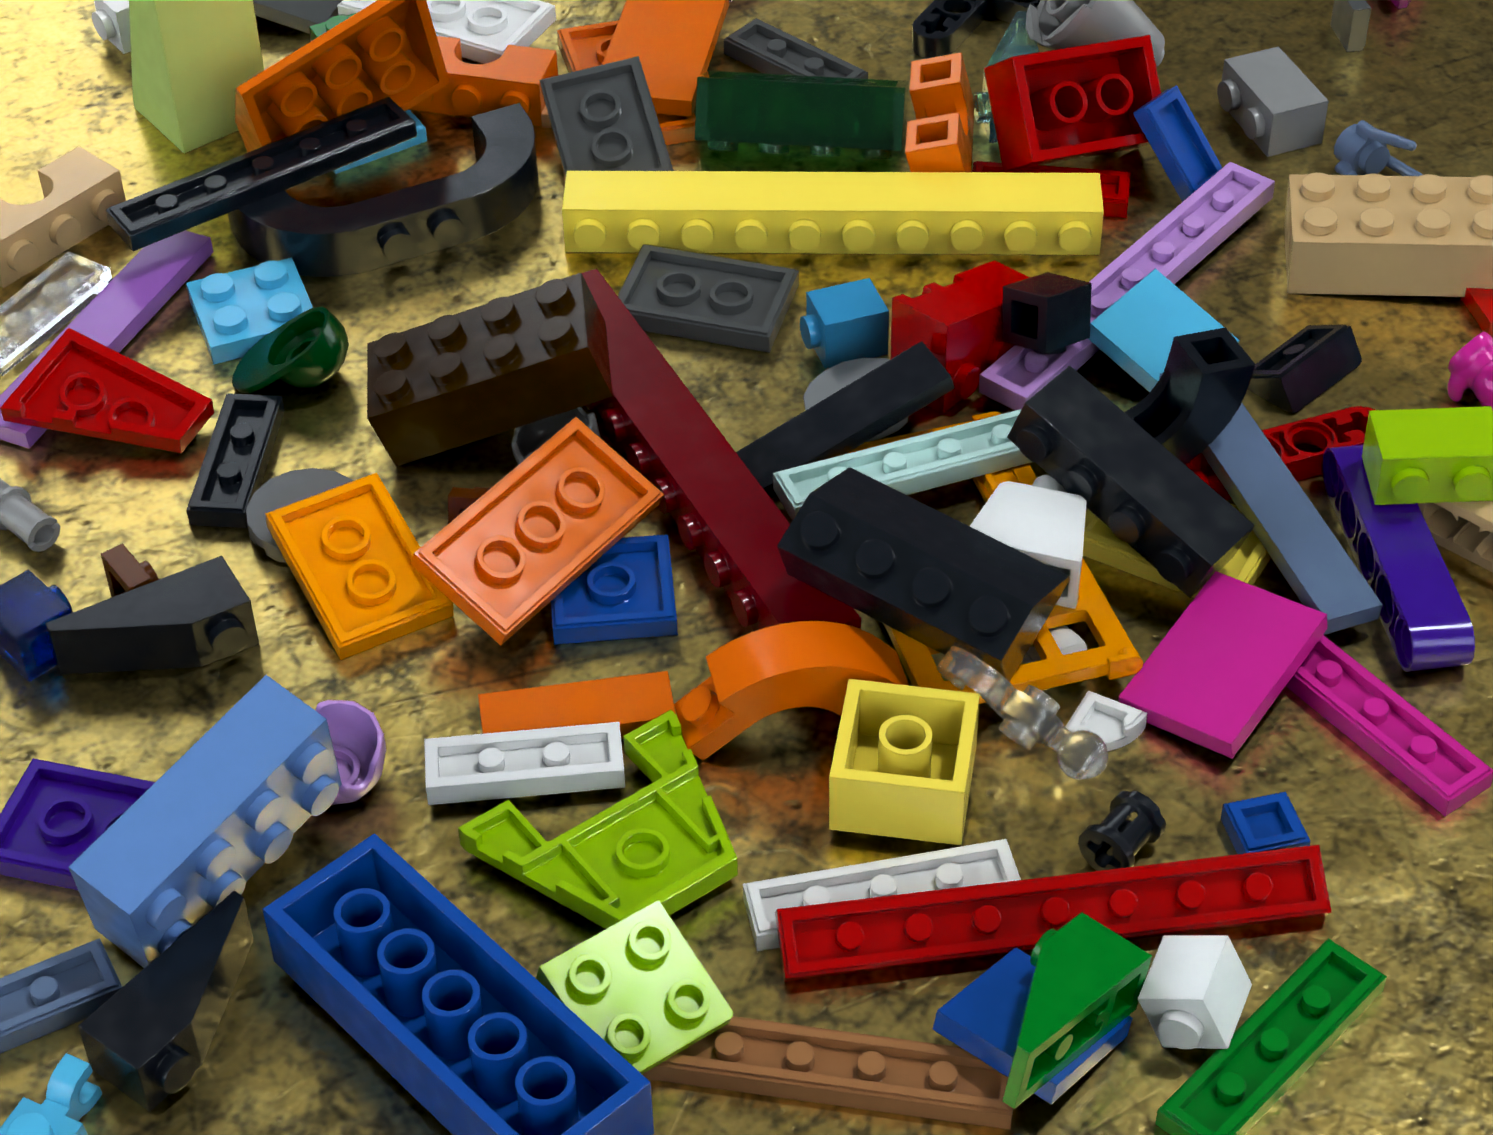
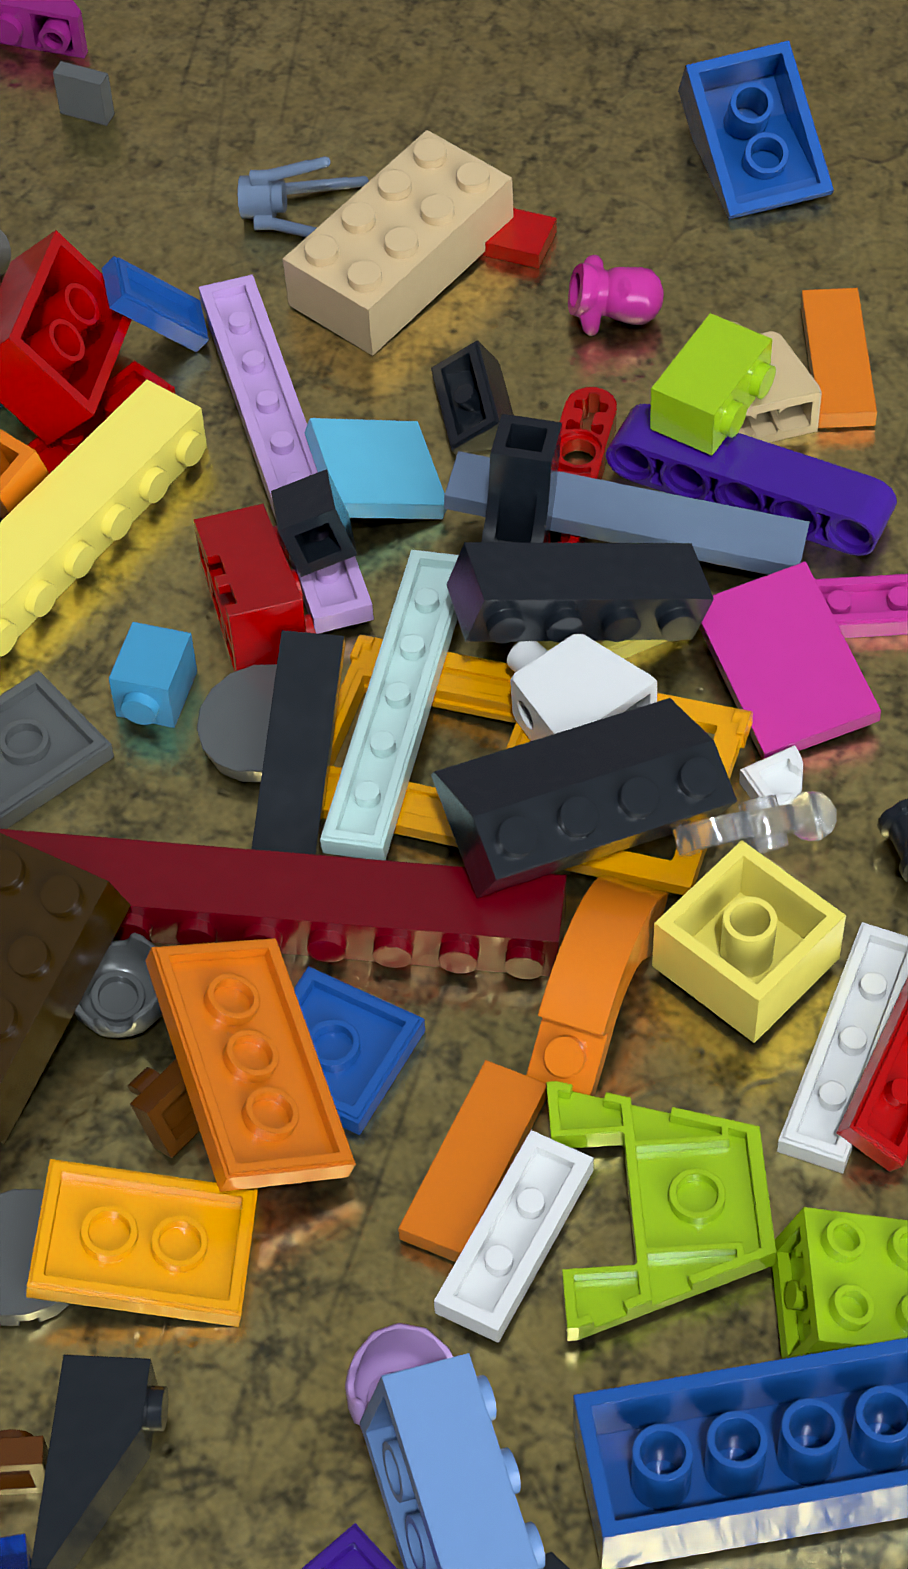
camera: 55 degrees left, 10 degrees up
(1273, 101) = (143, 210): light grey brick -> none

